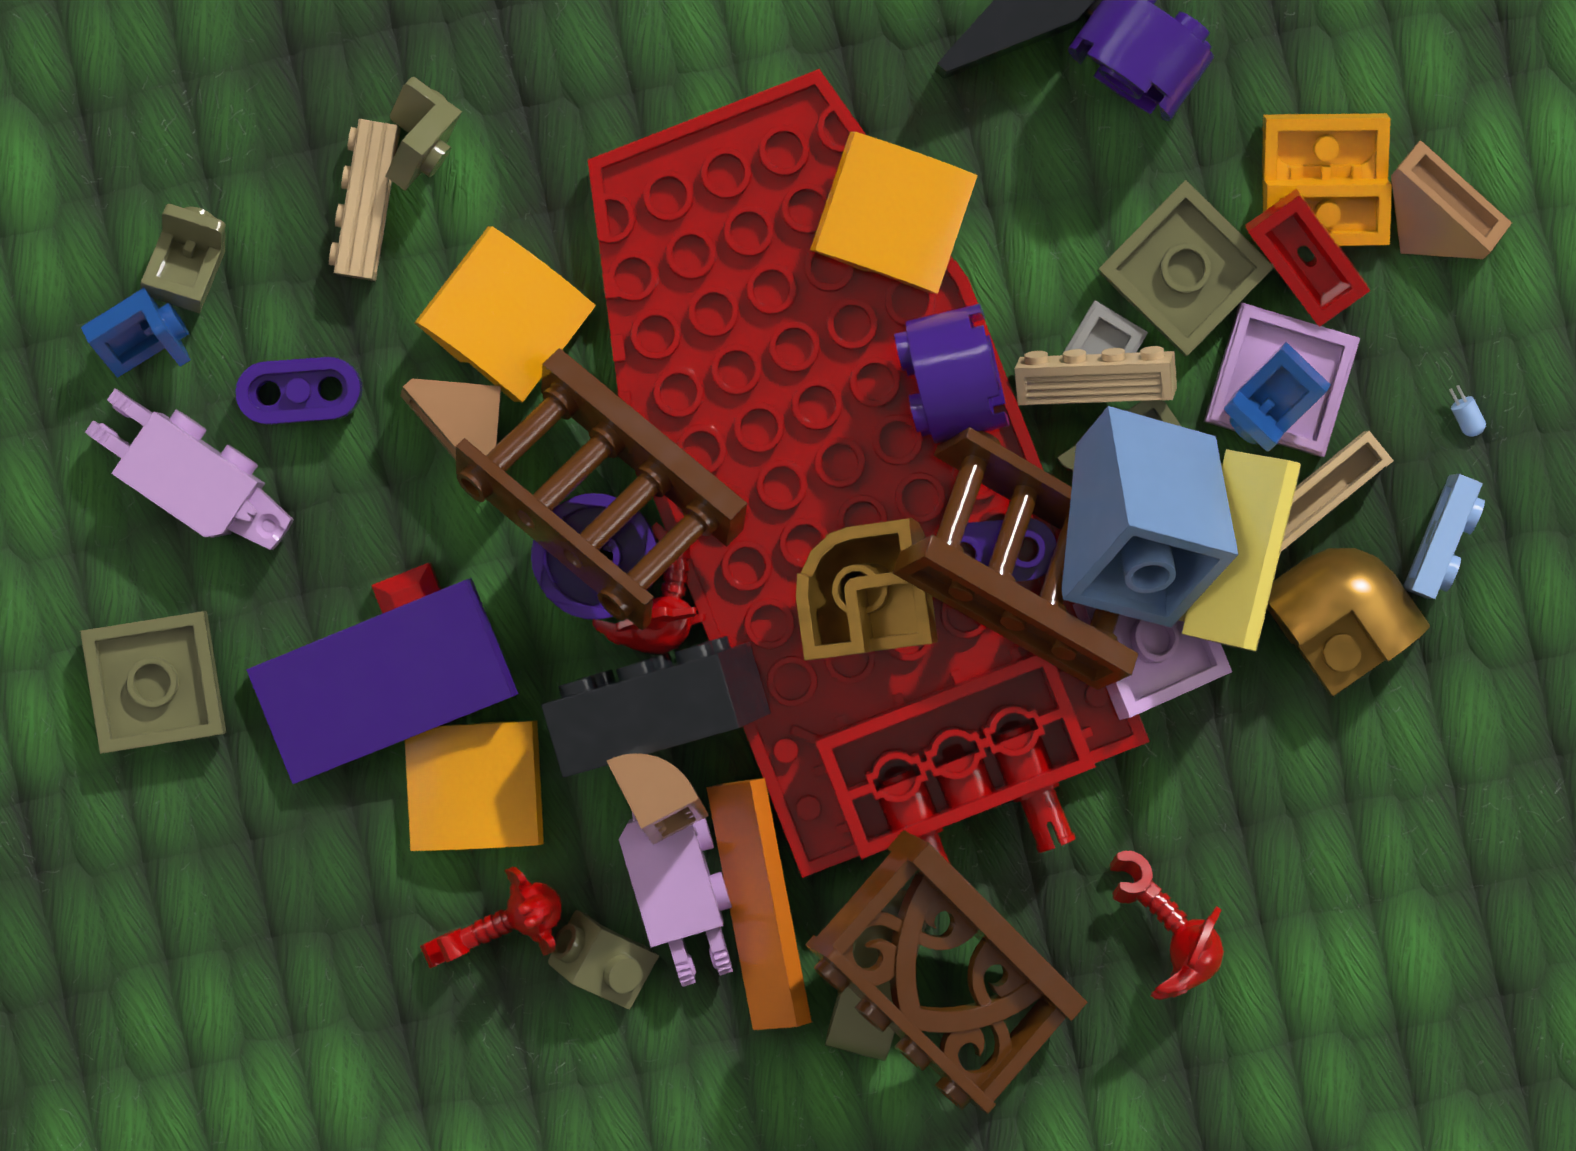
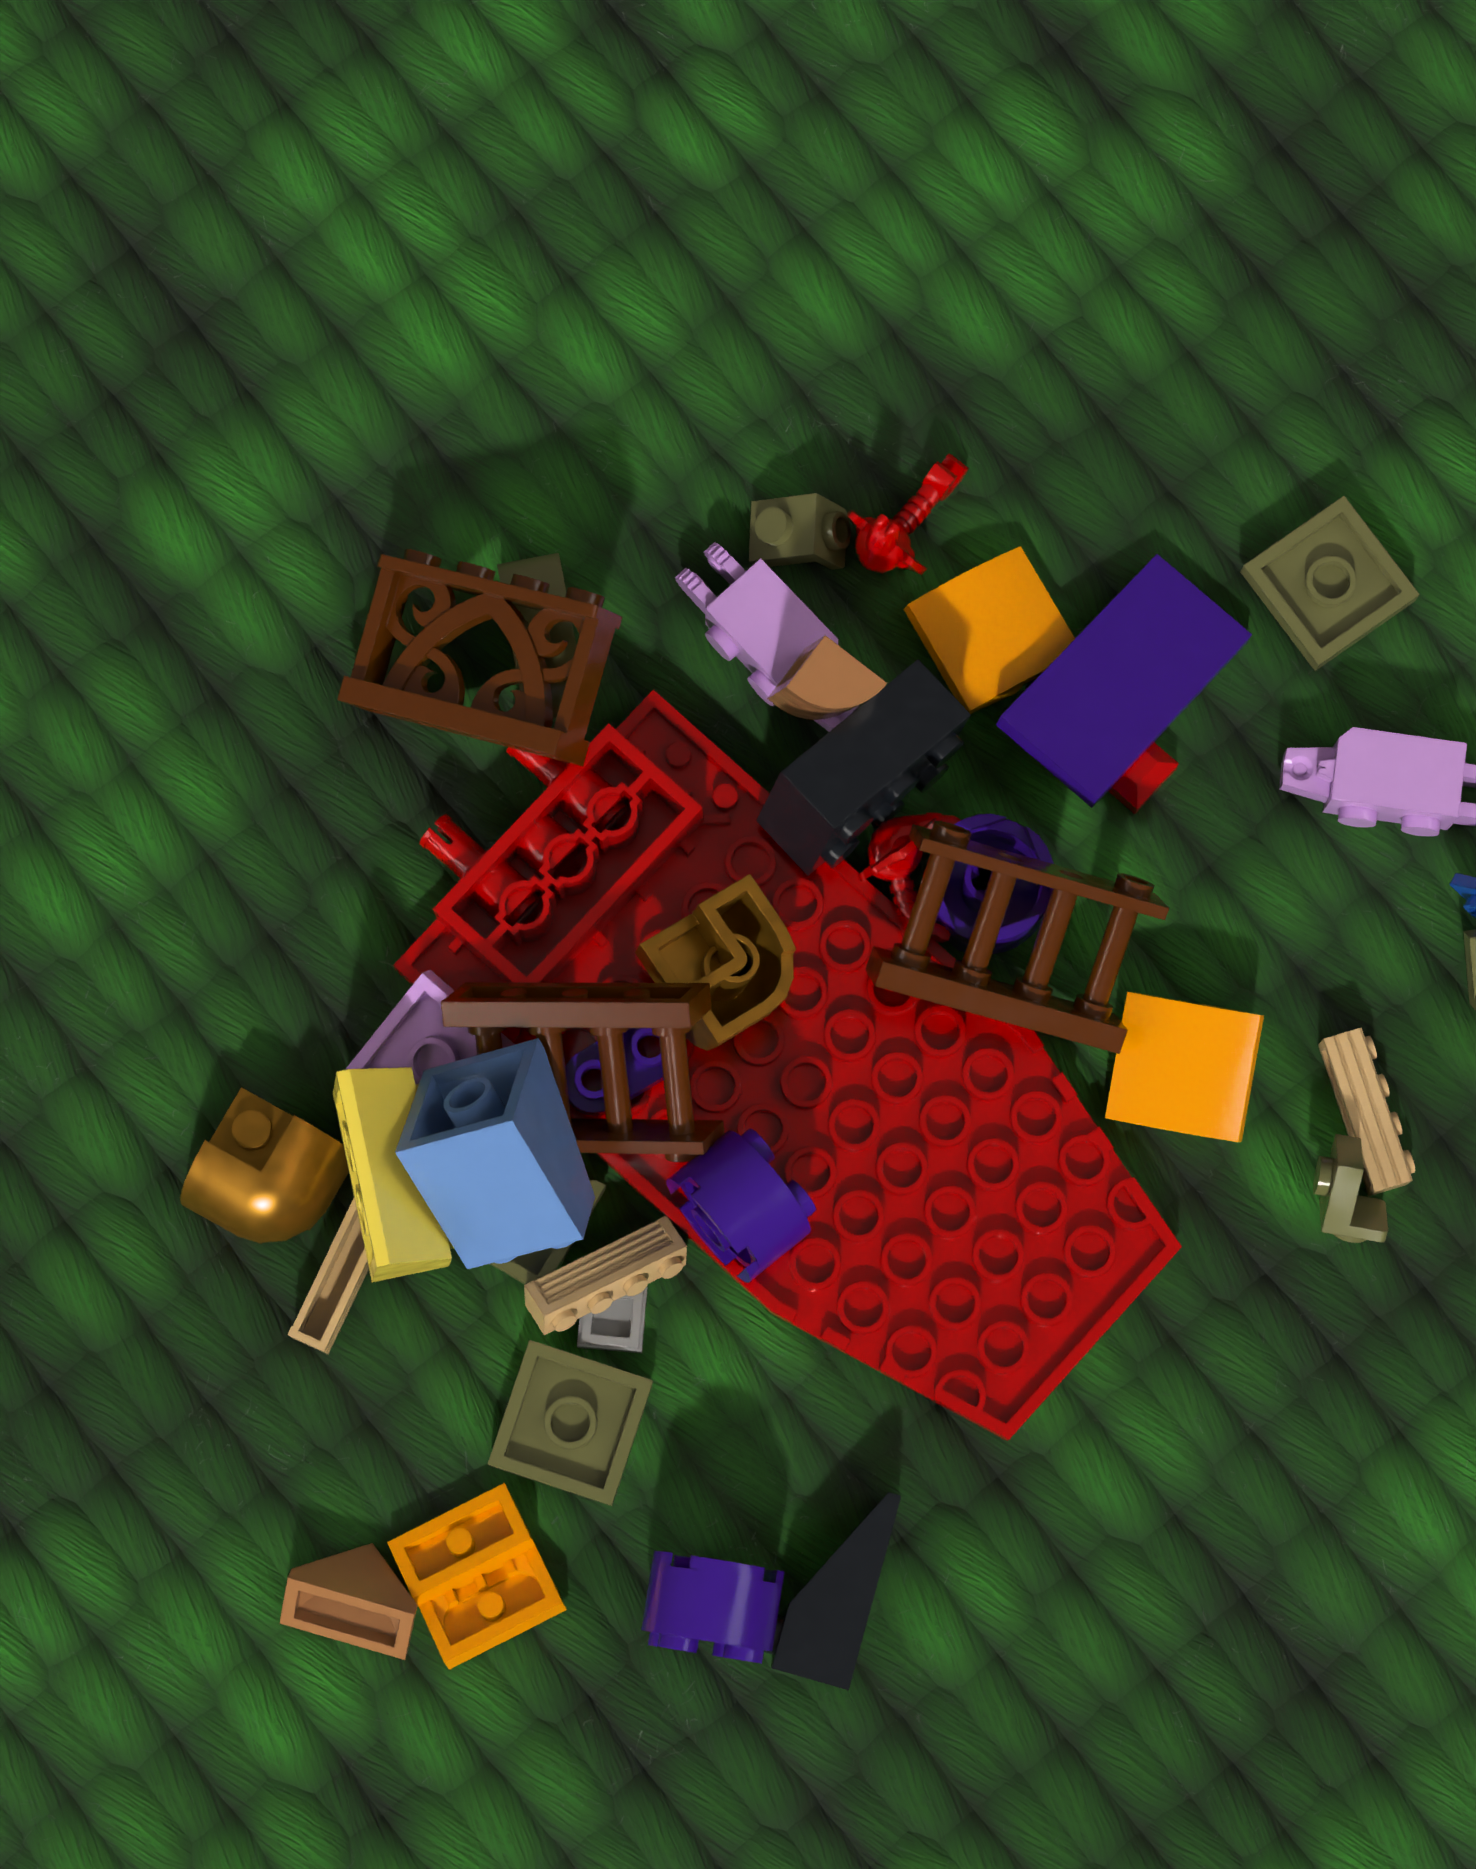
camera: 160 degrees right, 10 degrees down
(300, 390) = (1333, 906): dark purple plate -> none
(456, 411) = (1178, 954): medium nougat slope -> none
(759, 904) = (680, 648): orange tile -> none
(893, 212) = (872, 1334): light orange slope -> none
(1195, 944) = (262, 801): red piece -> none
(1254, 339) = (428, 1365): lavender tile -> none
(1275, 397) = (428, 1336): blue bracket -> none
(1326, 282) = (435, 1469): red piece -> none
(1435, 560) = (203, 1261): light blue plate -> none
(1467, 414) = (236, 1419): light blue piece -> none

